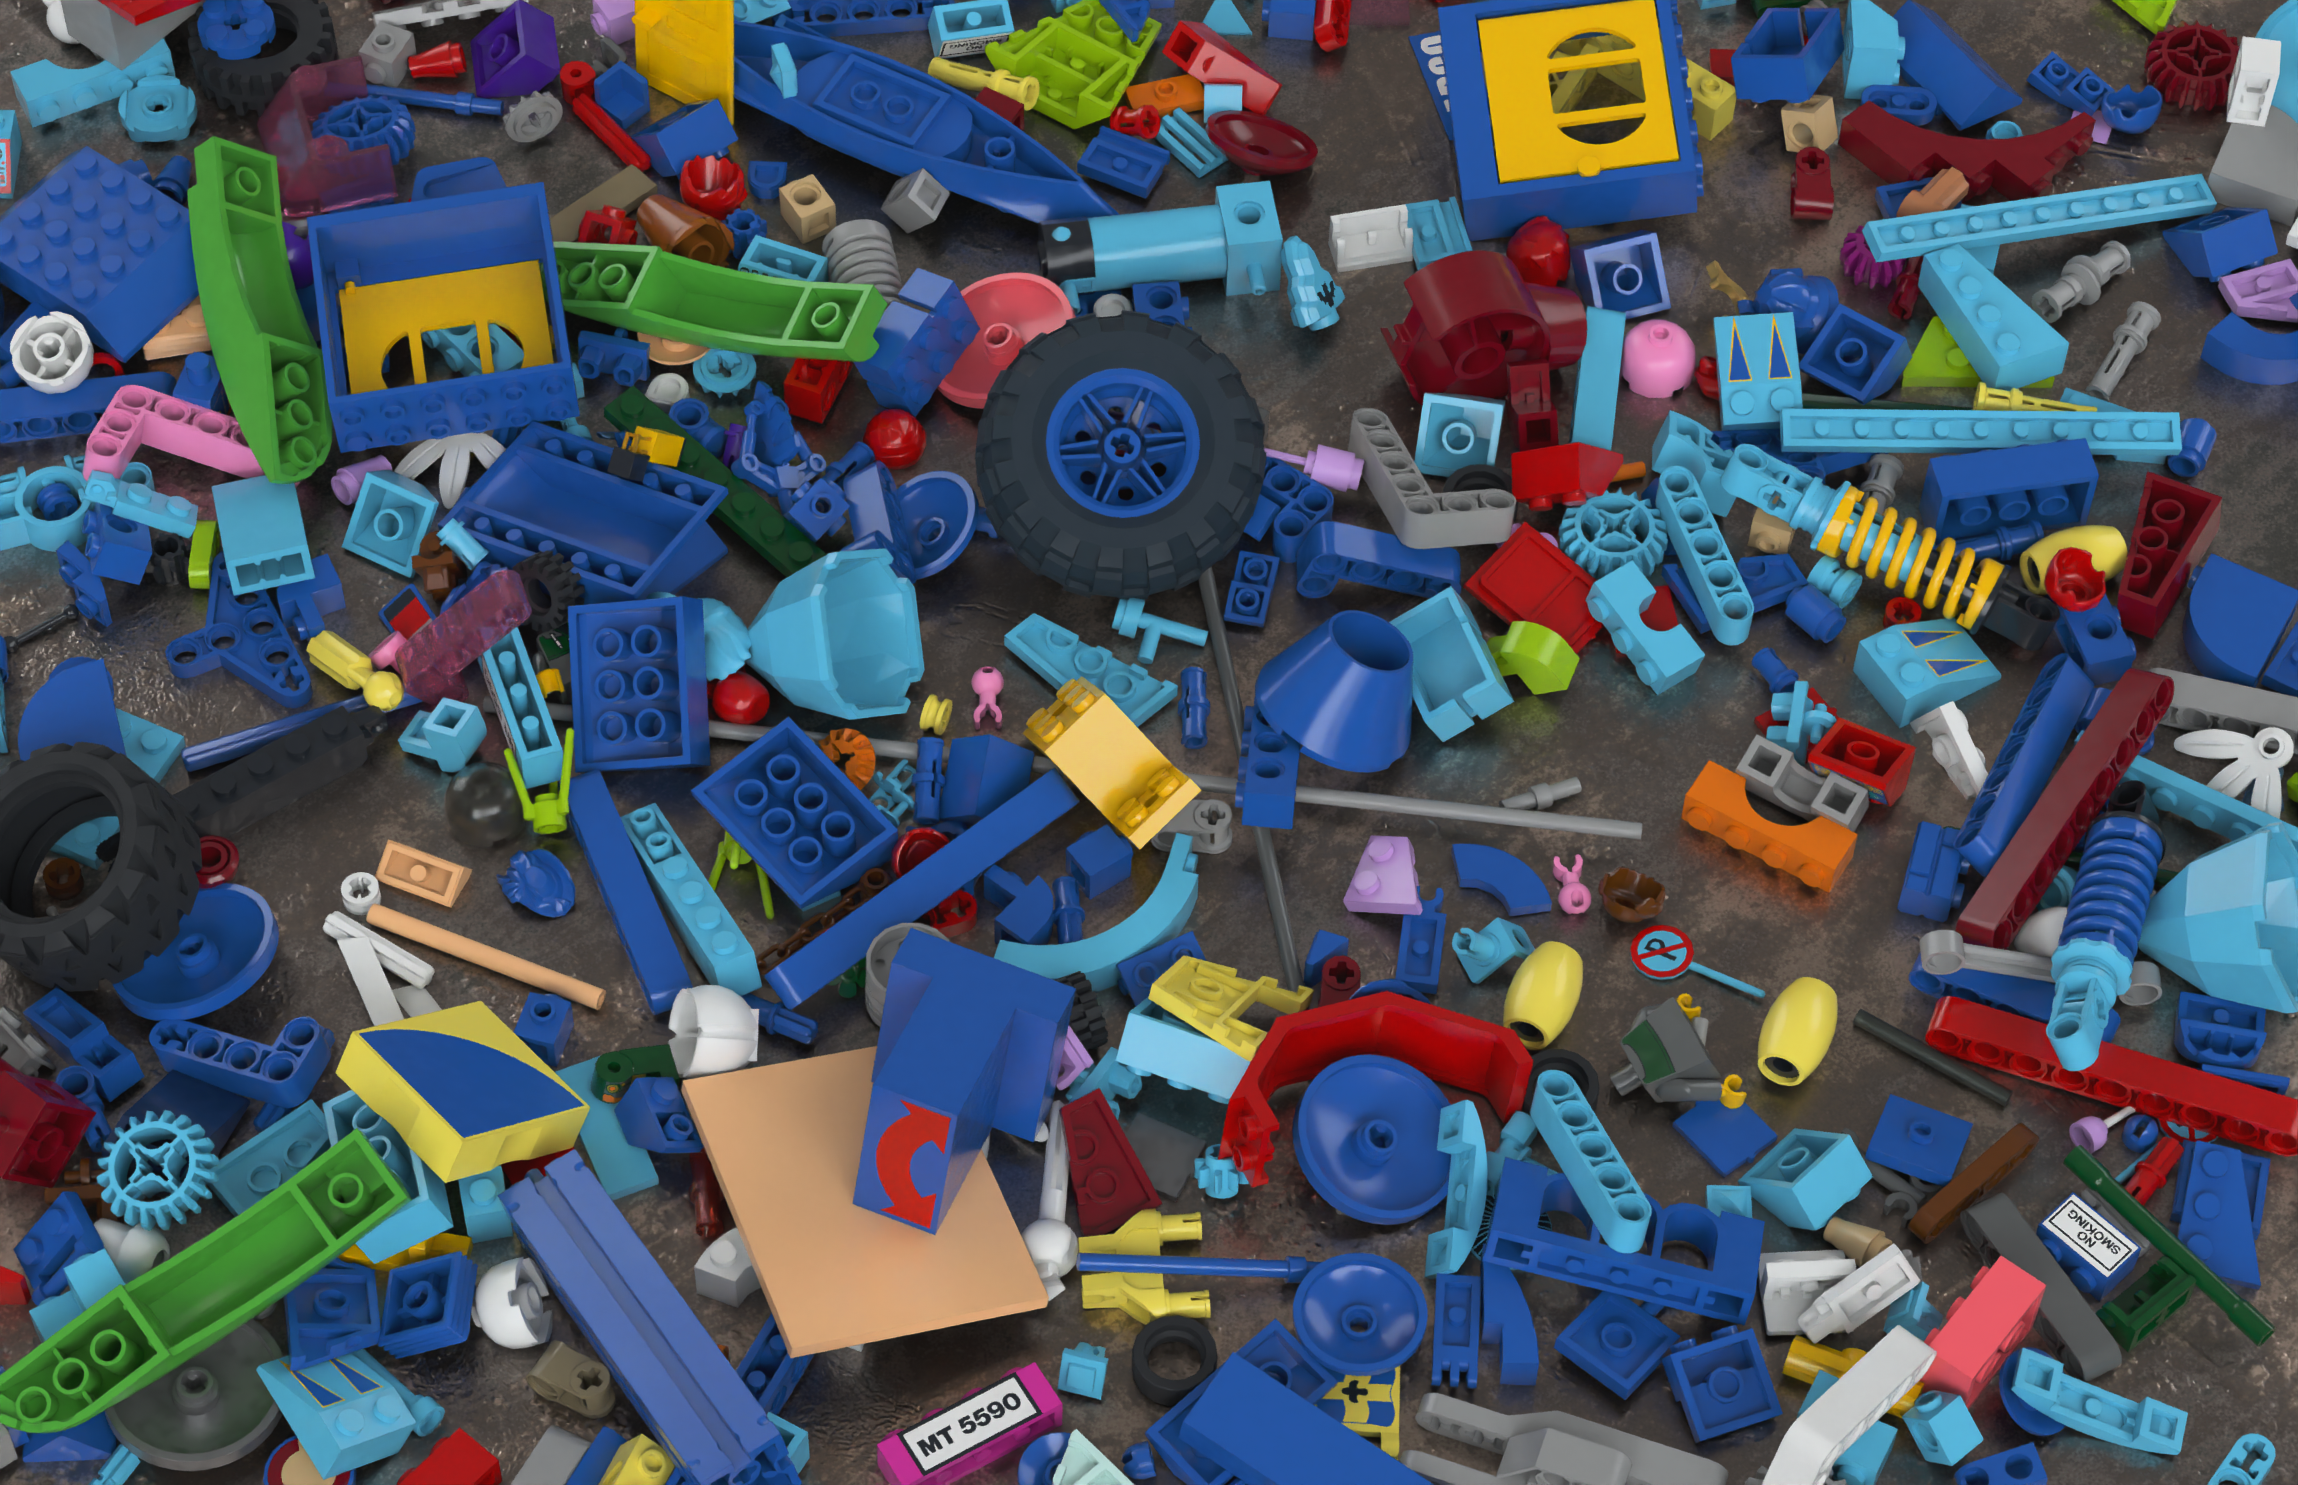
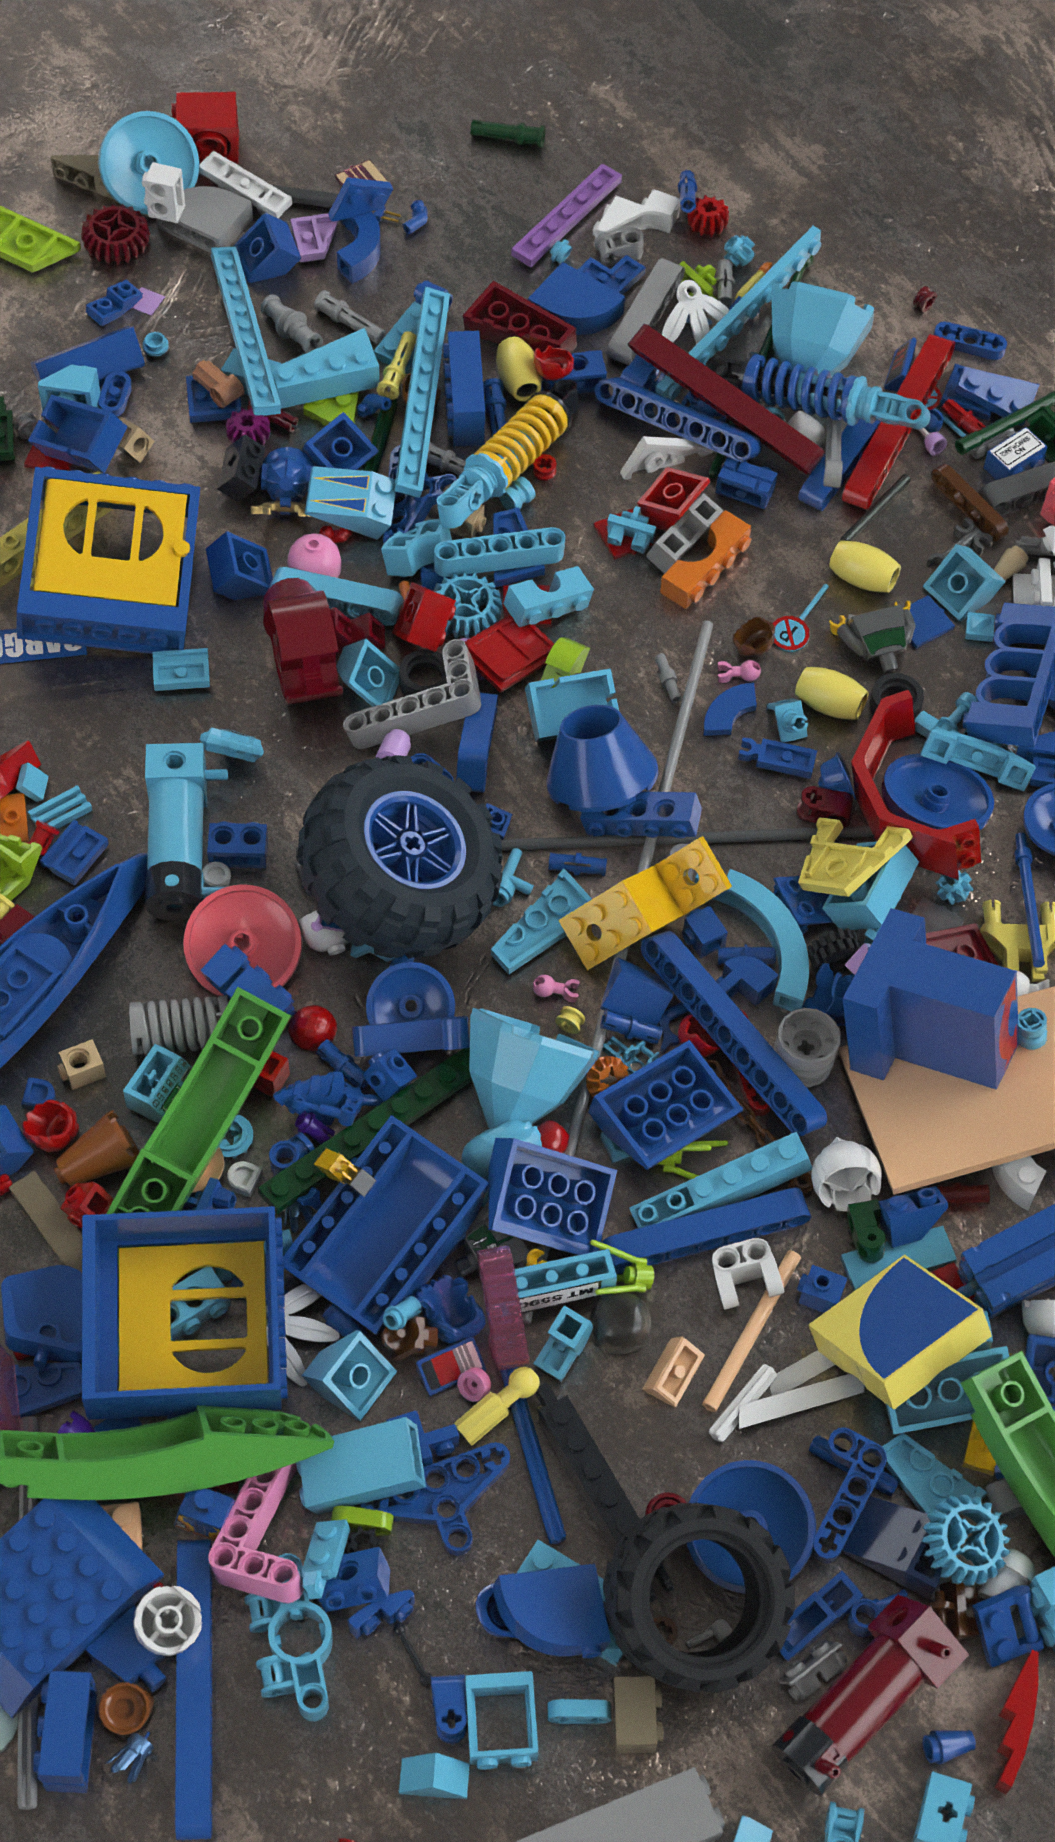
camera: 85 degrees left, 5 degrees up
(56, 502) = (293, 1637): blue bush -> none
(349, 479) = (303, 1401): lavender cone -> none
(359, 881) = (691, 1424): white bush -> none
(539, 883) = (690, 1292): blue hat -> none
(560, 584) = (458, 1253): black tyre -> none
(574, 926) = (745, 1269): none -> white piece
(744, 227) = (95, 1103): blue gear -> none
(779, 1019) = (821, 1137): blue axle -> none
(915, 200) = (102, 980): light grey brick -> none
(949, 1236) = (1032, 1028): none -> medium azure wheel
(1260, 143) = (82, 758): dark red dish -> none
(1323, 948) = (791, 812): blue slope -> none
(1370, 238) = (180, 709): white hinge -> none
(1385, 878) = (730, 768): lavender wing -> none
(1540, 251) = (211, 611): red hair -> none
(1590, 1161) = (976, 673): medium azure beam -> none
(1774, 671) = (584, 538): blue pin -> none
(1792, 249) = (241, 468): none -> black brick
(1811, 186) = (183, 453): dark red piece -> none
(1815, 613) = (541, 508): blue brick -> none
(1918, 1141) = (940, 523): blue plate -> none
(1922, 667) = (590, 463): medium azure slope -> none
(1957, 394) = (372, 403): none -> blue arm
(2012, 166) = (167, 390): dark red arch -> none
(2131, 110) = (147, 271): blue hair -> none
(2218, 1031) = (876, 364): blue slope -> none

